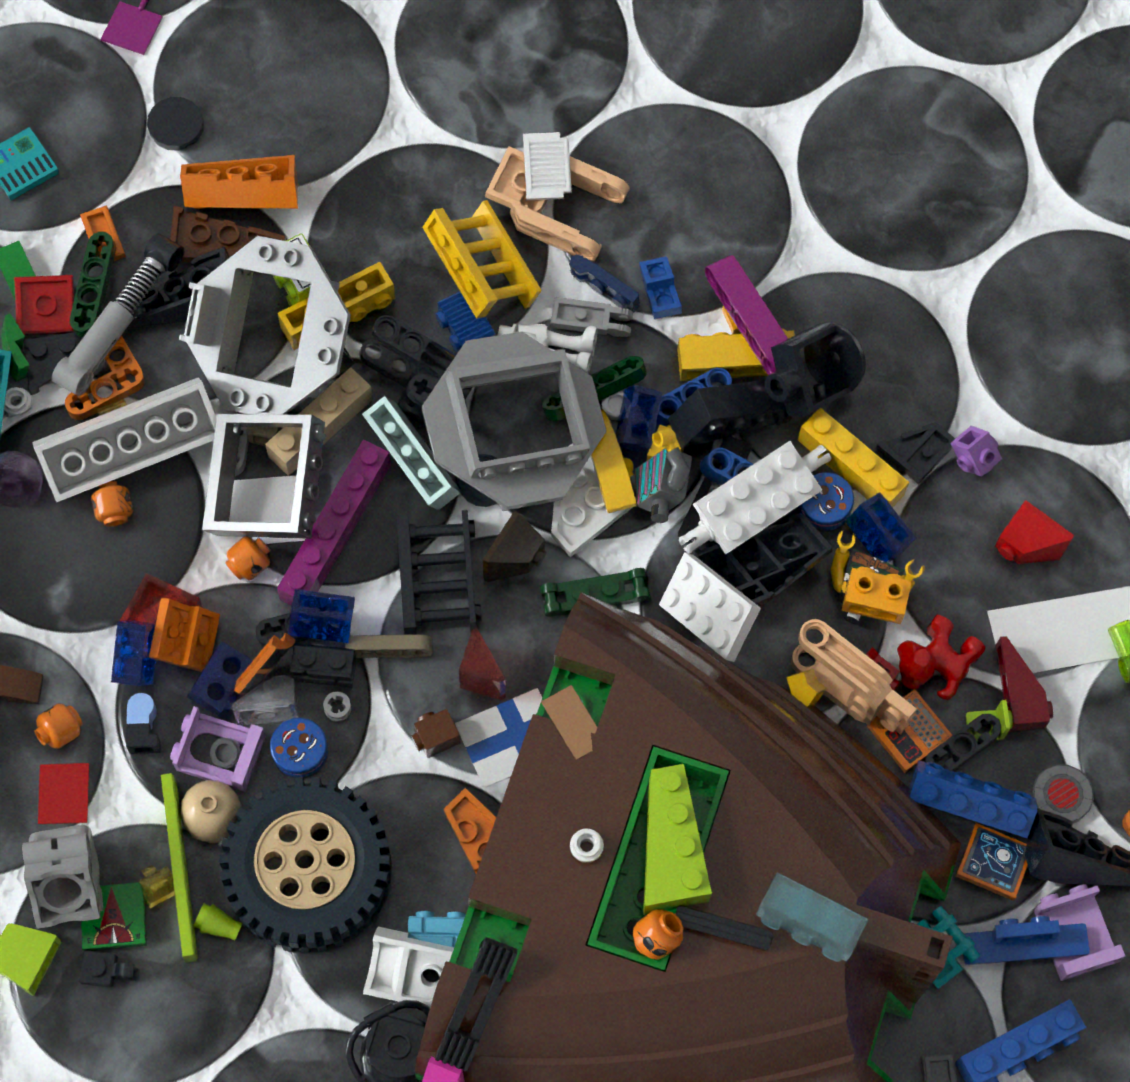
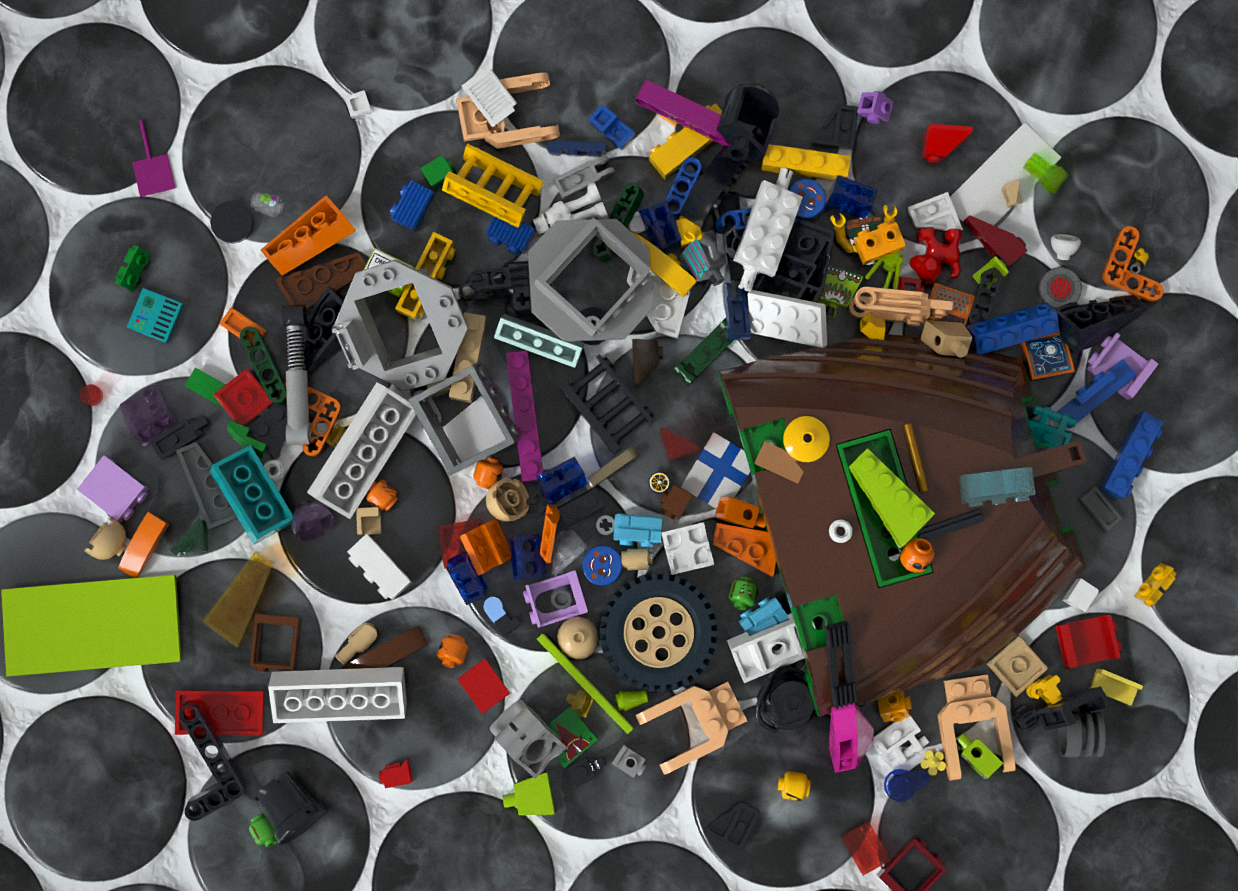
camera: 30 degrees left, 15 degrees up
(35, 102) = (136, 260): none -> green hinge
(48, 579) = (379, 567): none -> white brick
(76, 522) = (368, 521): none -> tan panel
(159, 980) = (627, 753): none -> light grey brick
(226, 127) = (267, 203): none -> clear brick
(246, 599) = (507, 500): none -> tan cylinder
(304, 1009) = (716, 712): none -> light nougat plate
(343, 766) = (636, 559): none -> tan brick
(368, 732) = (637, 529): none -> medium azure brick
(379, 227) = (412, 205): none -> blue brick
(400, 91) = (358, 104): none -> white plate
(410, 793) = (687, 548): none -> white piece
(427, 202) = (436, 171): none -> green brick
(433, 699) = (659, 482): none -> tile
(438, 890) = (743, 593): none -> bright green head
(490, 784) = (732, 511): none -> orange torso
(619, 730) = (797, 447): none -> yellow dish
(656, 571) = (737, 313): none -> dark blue hinge
(700, 476) = (728, 241): none -> black tile
(736, 823) = (916, 458): none -> pearl gold bar
(787, 617) = (839, 290): none -> torso
(876, 633) = (891, 263): none -> lime plant
(887, 756) = (947, 337): none -> tan torso
(968, 611) = (935, 214): none -> white wing
(1076, 649) = (1011, 193): none -> tan slope
(1100, 748) = (1065, 245): none -> white brick

